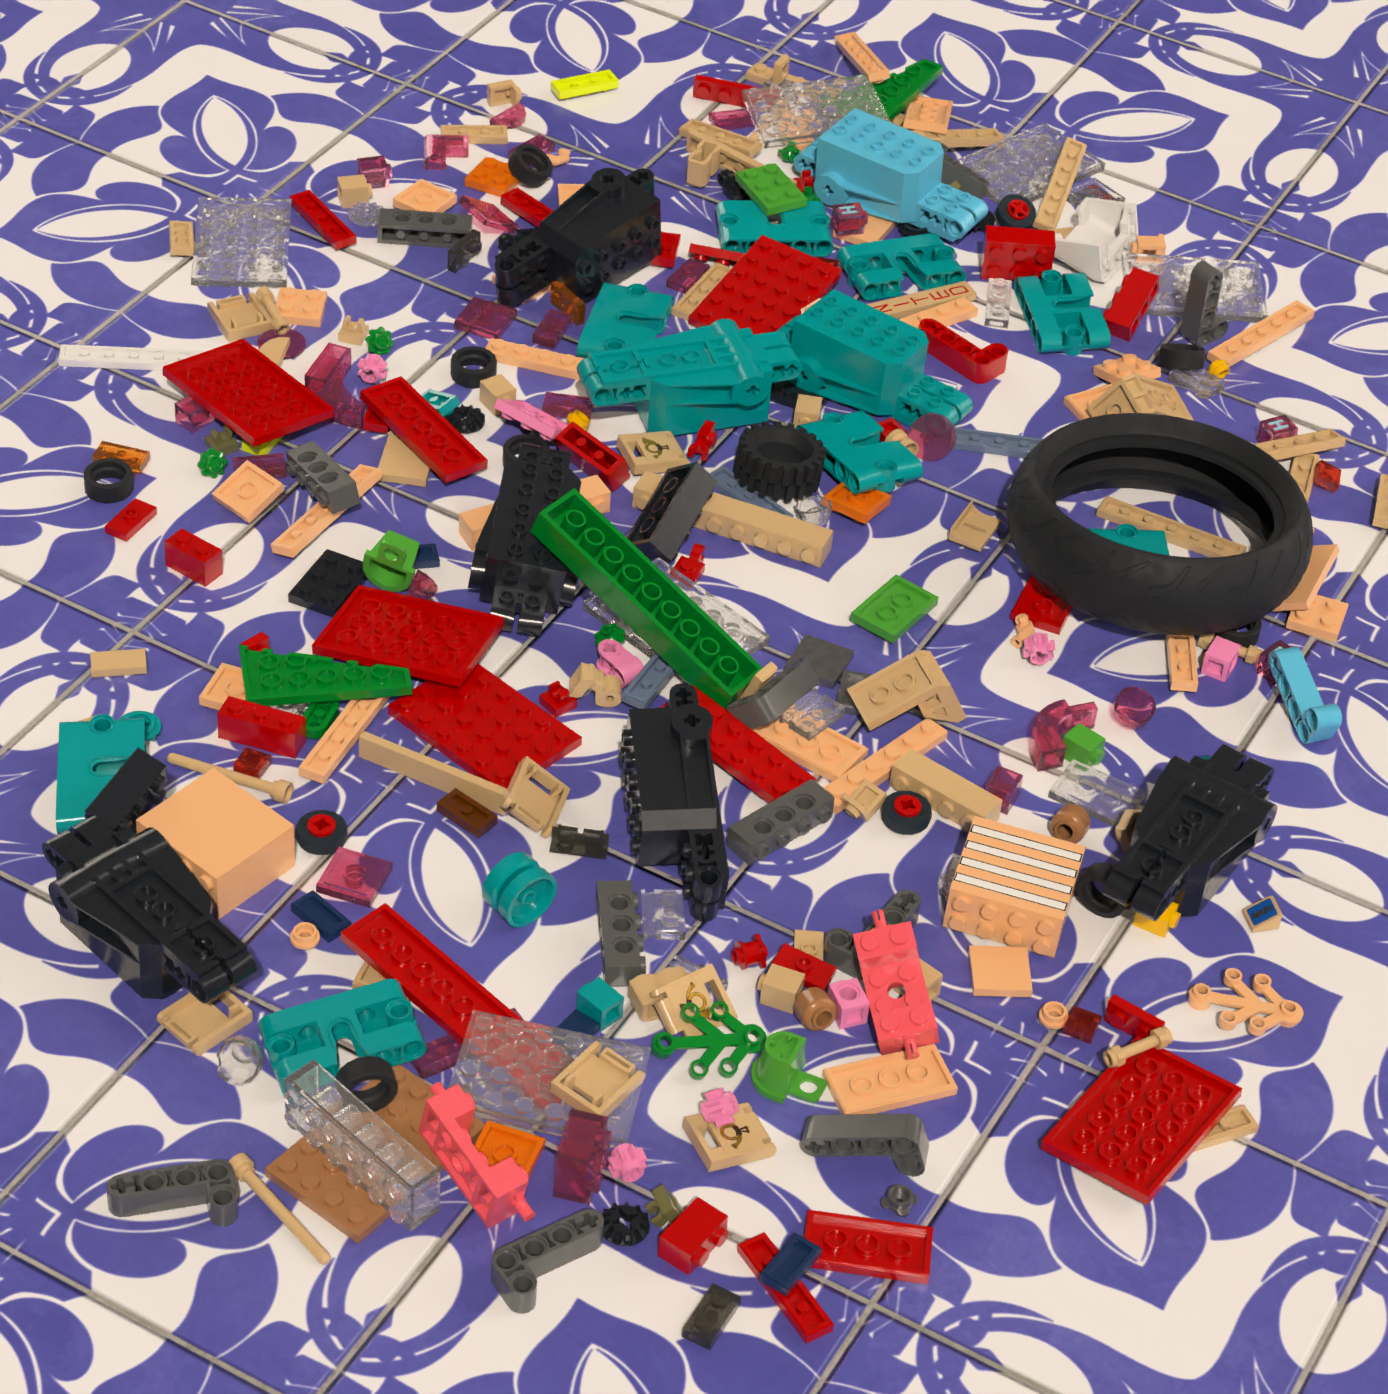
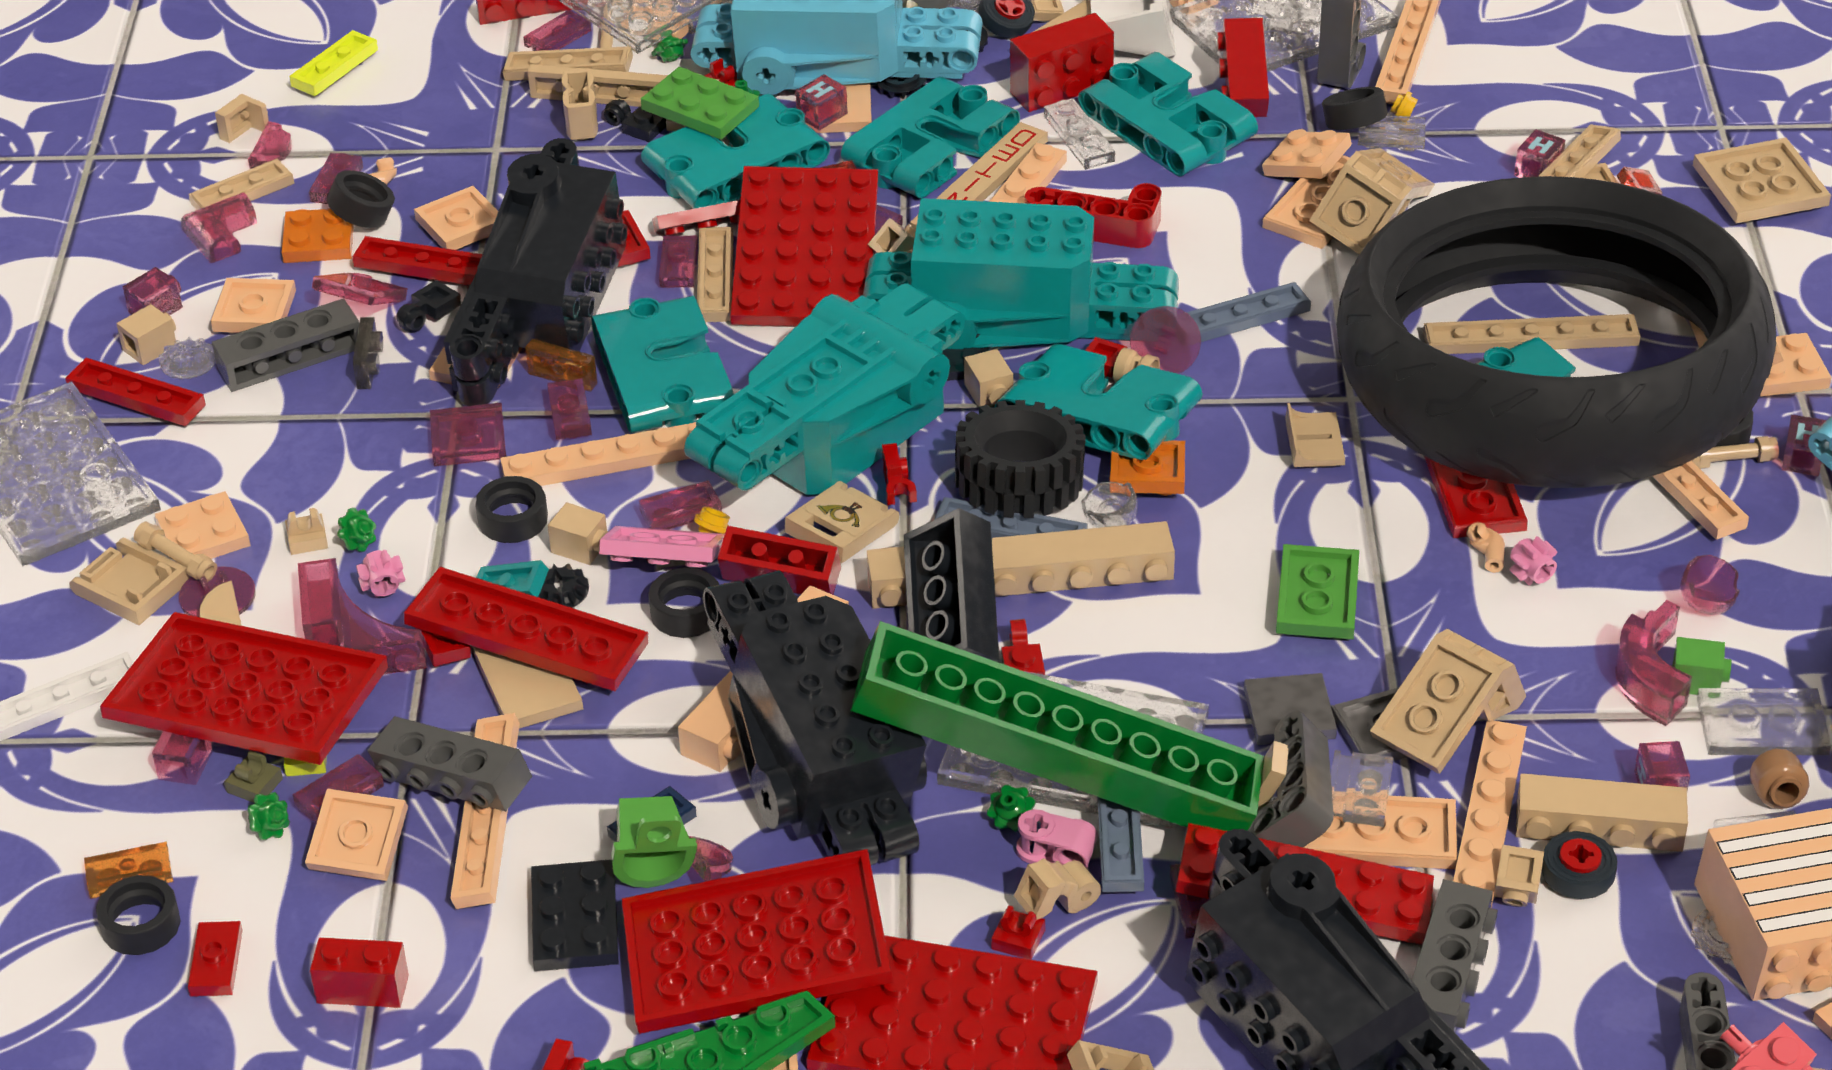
camera: 25 degrees left, 0 degrees up
(1220, 659) = (1740, 471): bright pink brick -> none

